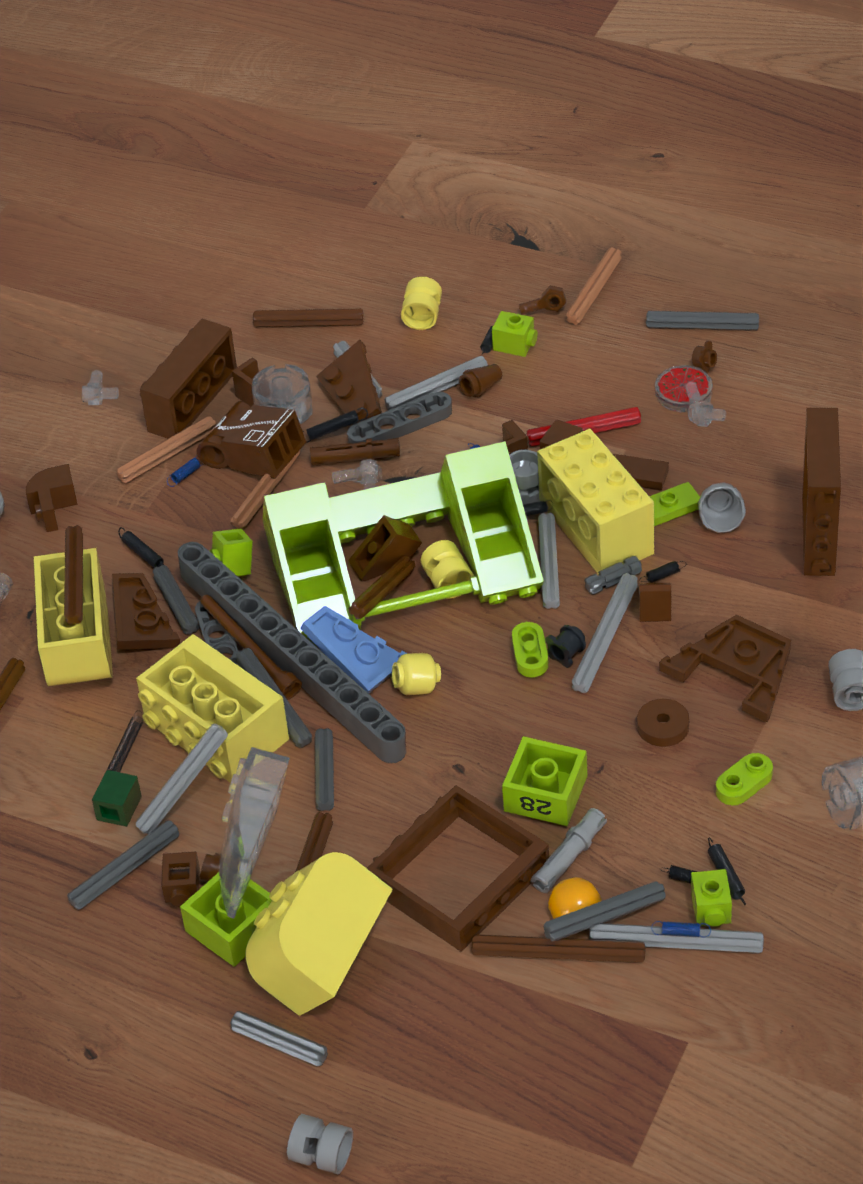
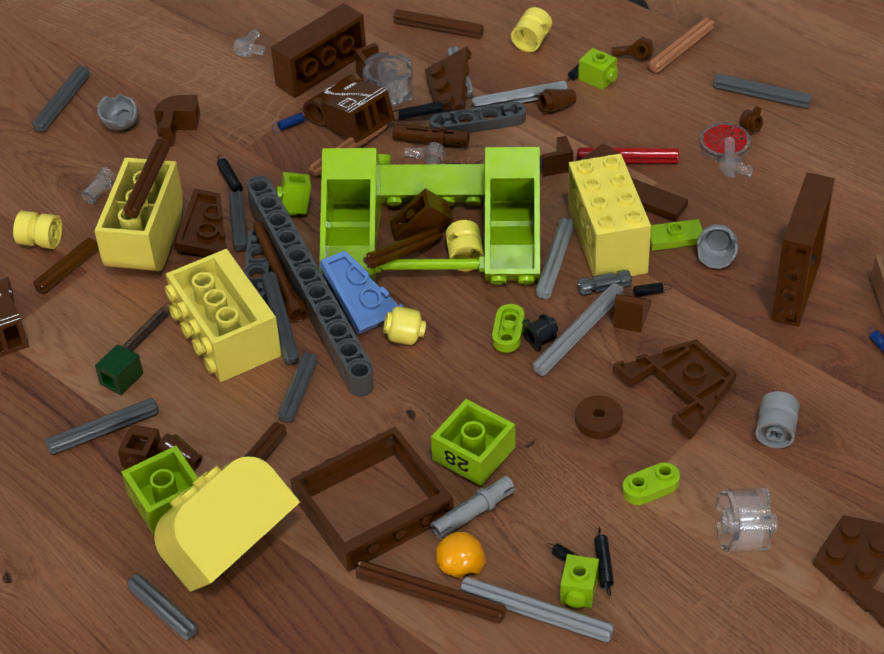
camera: 15 degrees right, 0 degrees up
(165, 449) = (279, 102): nougat axle -> none
(181, 778) = (171, 365): light grey axle -> none
(249, 817) = (205, 413): clear slope -> none
(526, 474) = (555, 185): light grey wheel -> none
(536, 508) = (556, 212): black piece -> none
(604, 911) = (480, 568): dark grey axle -> none
(681, 929) = (540, 602): blue piece -> none

